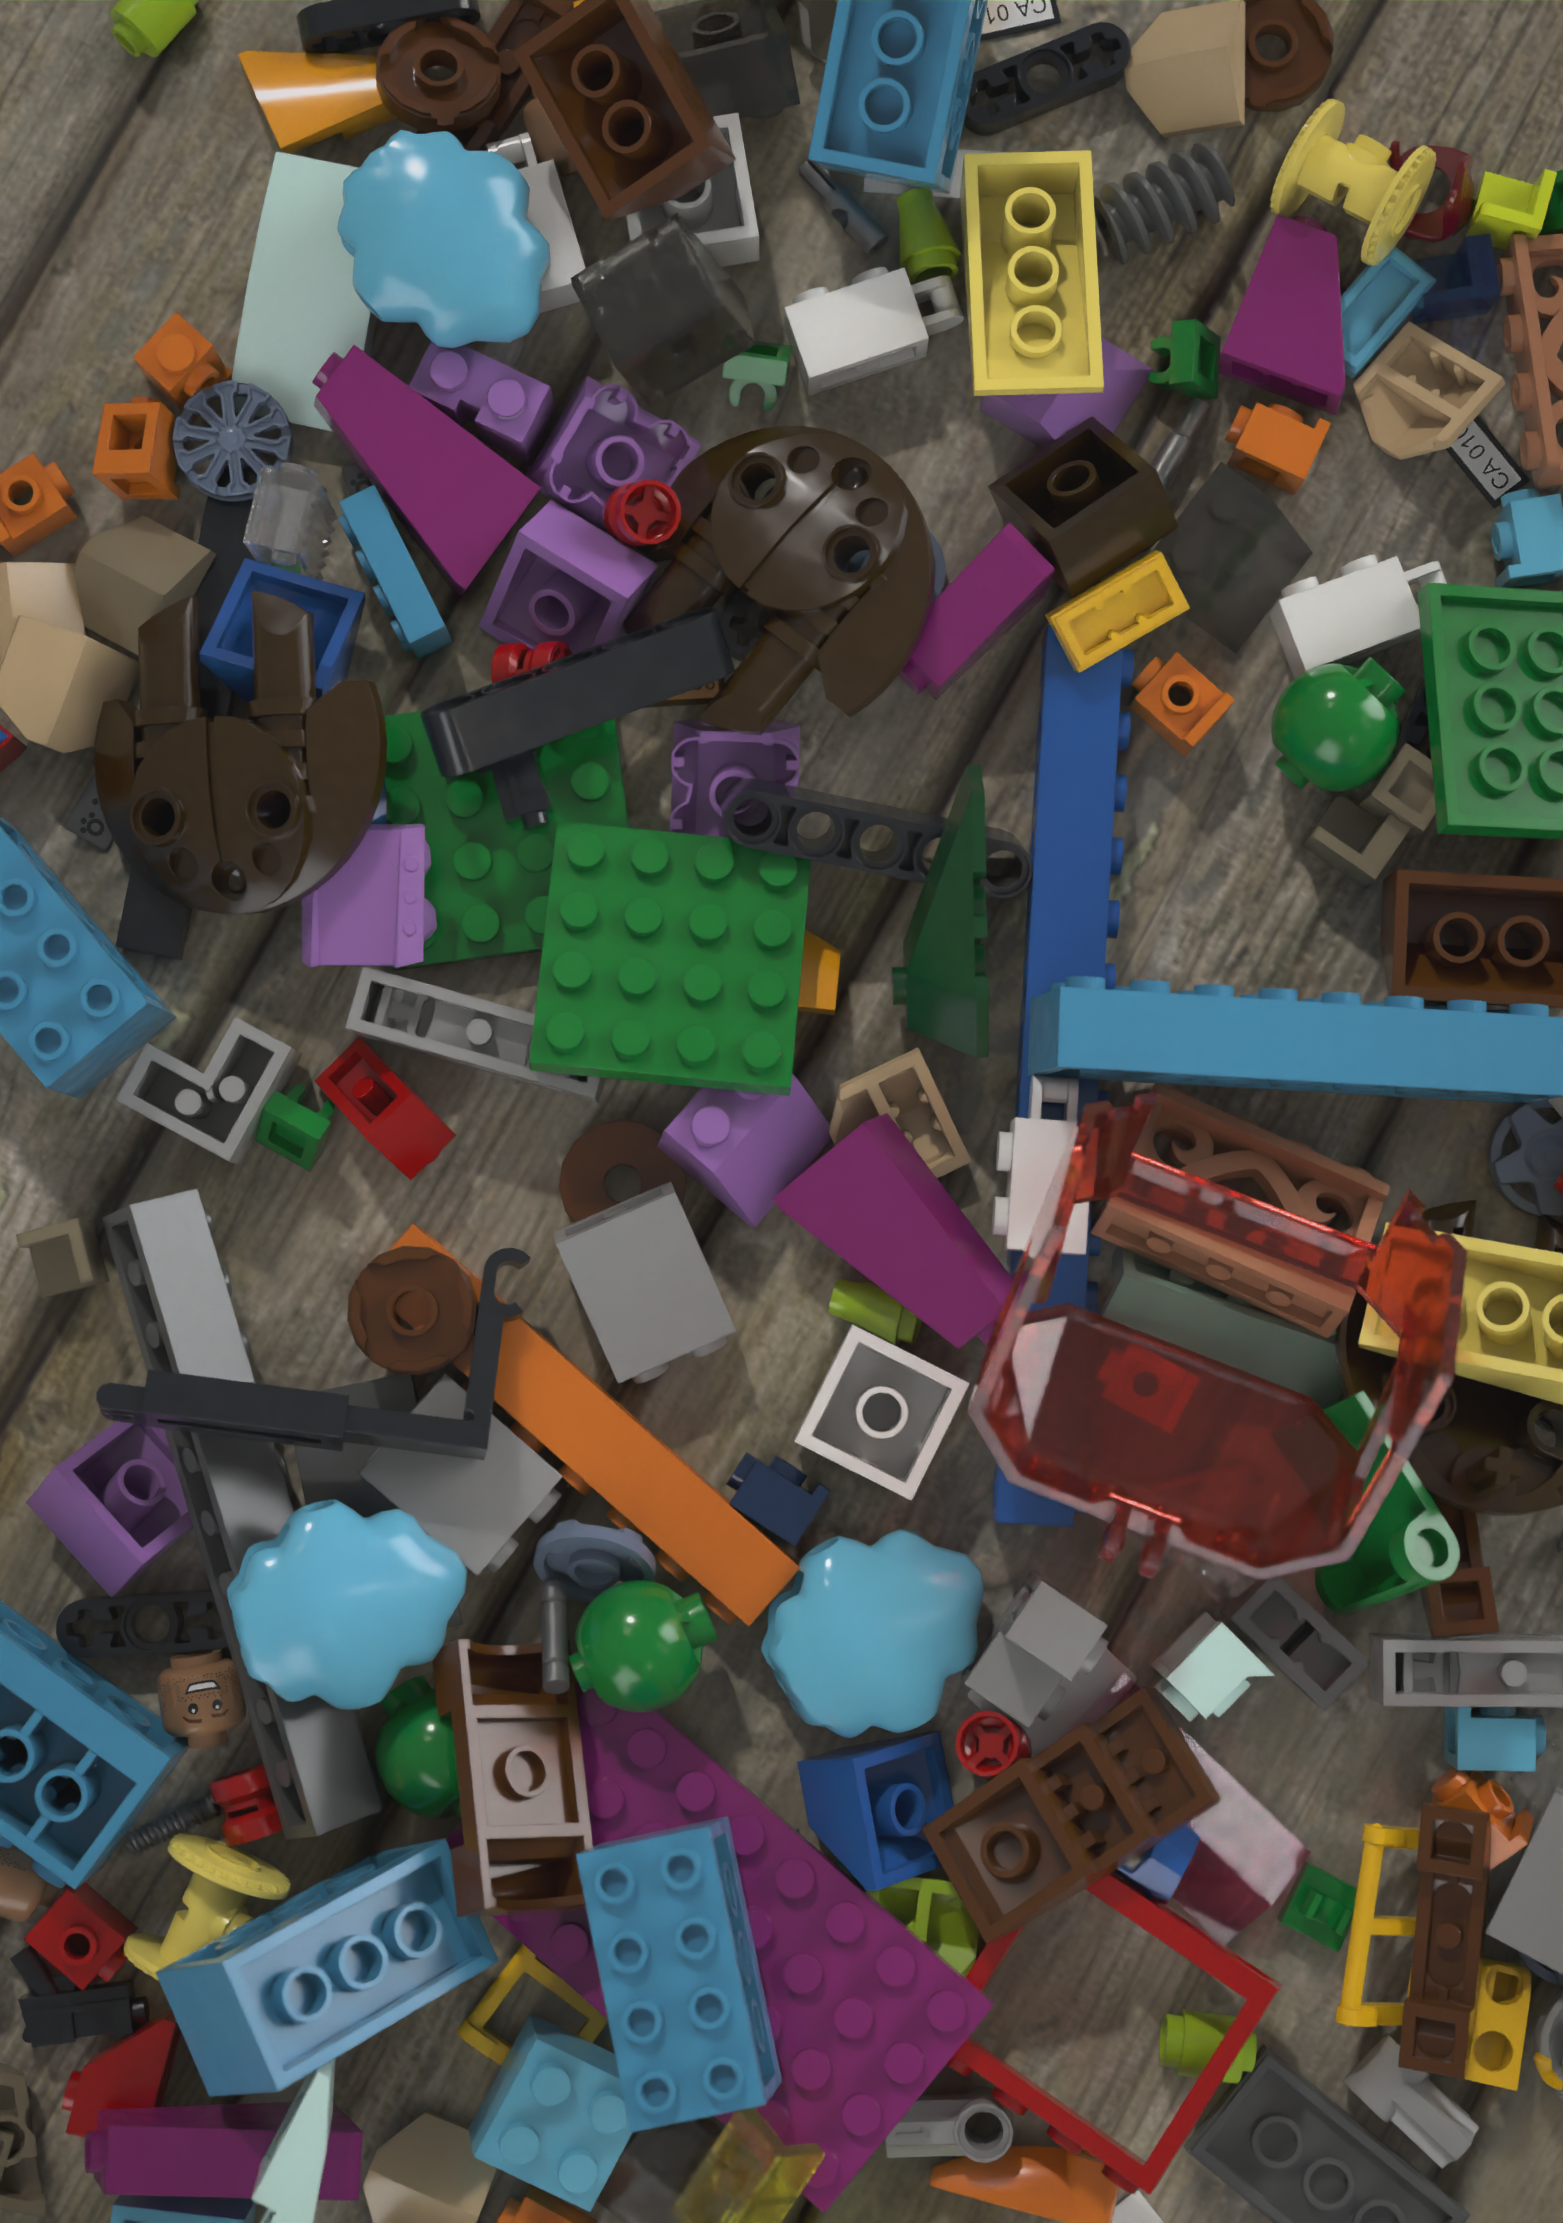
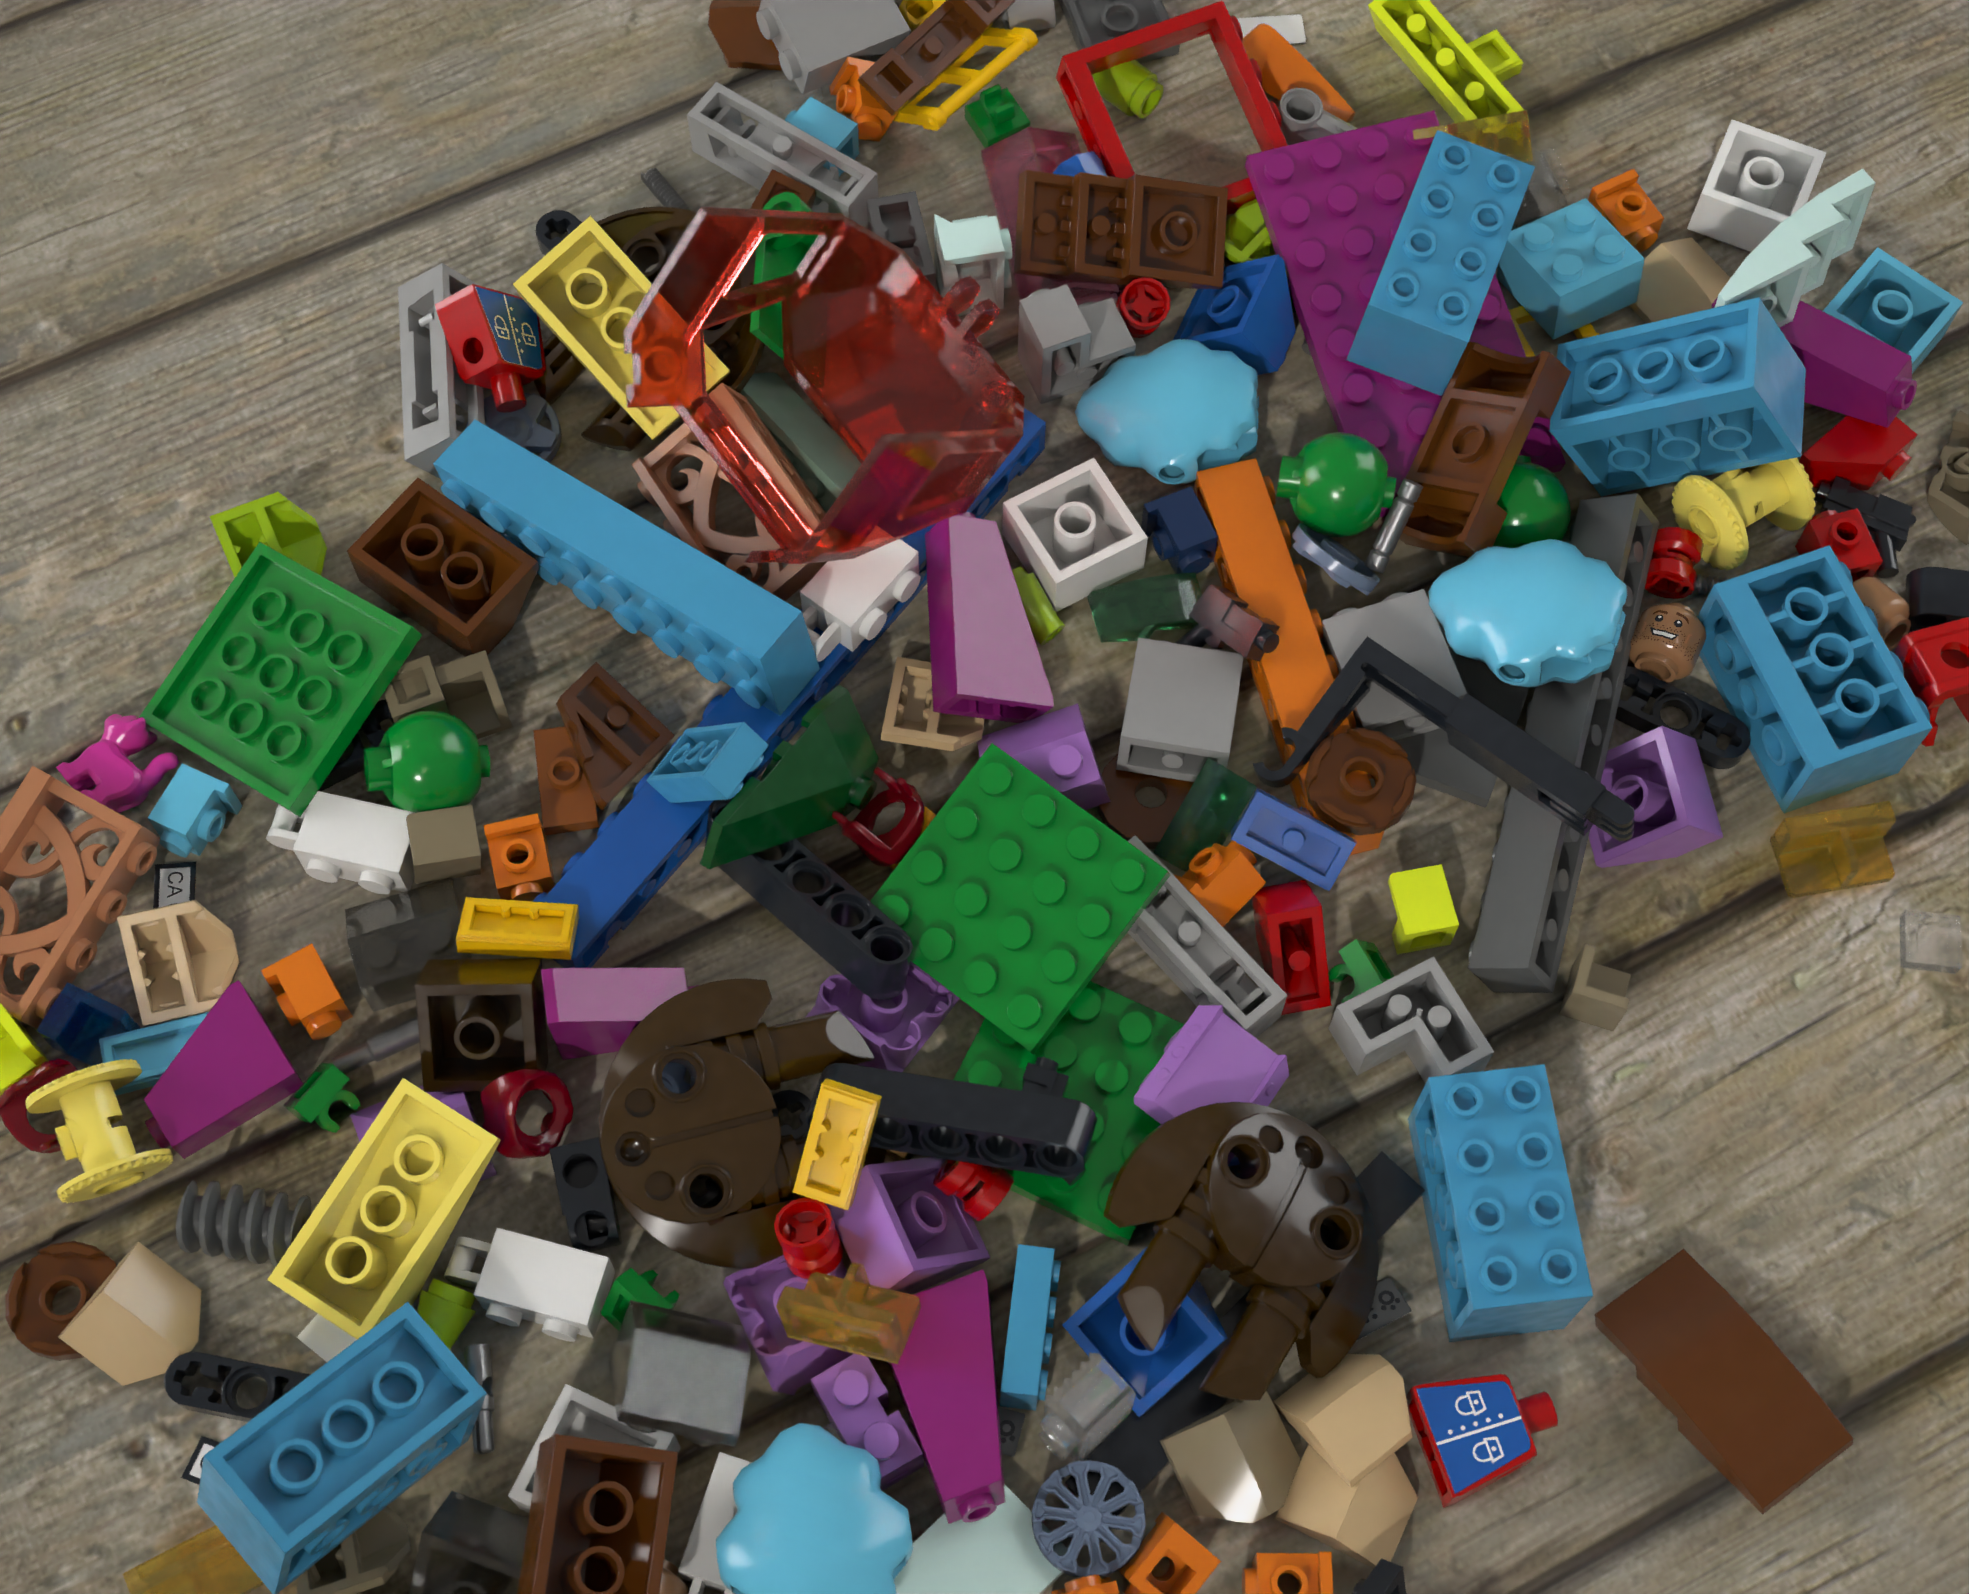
camera: 145 degrees left, 20 degrees down
(280, 1227) = (1422, 909): none -> neon yellow panel
(443, 1202) = (1293, 839): none -> blue panel
(491, 1118) = (1223, 879): none -> orange brick
(545, 1176) = (1205, 814): none -> clear green plate
(551, 464) = (850, 1314): none -> clear yellow panel
(657, 1408) = (1228, 620): none -> black piece
(664, 592) = (837, 1144): none -> yellow plate
(757, 1390) = (1143, 606): none -> clear green slope
(877, 946) = (892, 846): none -> dark red piece
(881, 426) = (586, 1195): none -> black leg
(1006, 452) = (500, 1106): none -> dark red piece
(1047, 870) = (708, 763): none -> dark azure piece
(1191, 884) = (609, 732): none -> reddish brown wing
(1204, 820) = (563, 788): none -> dark orange plate
(1263, 665) = (444, 844): none -> dark tan panel

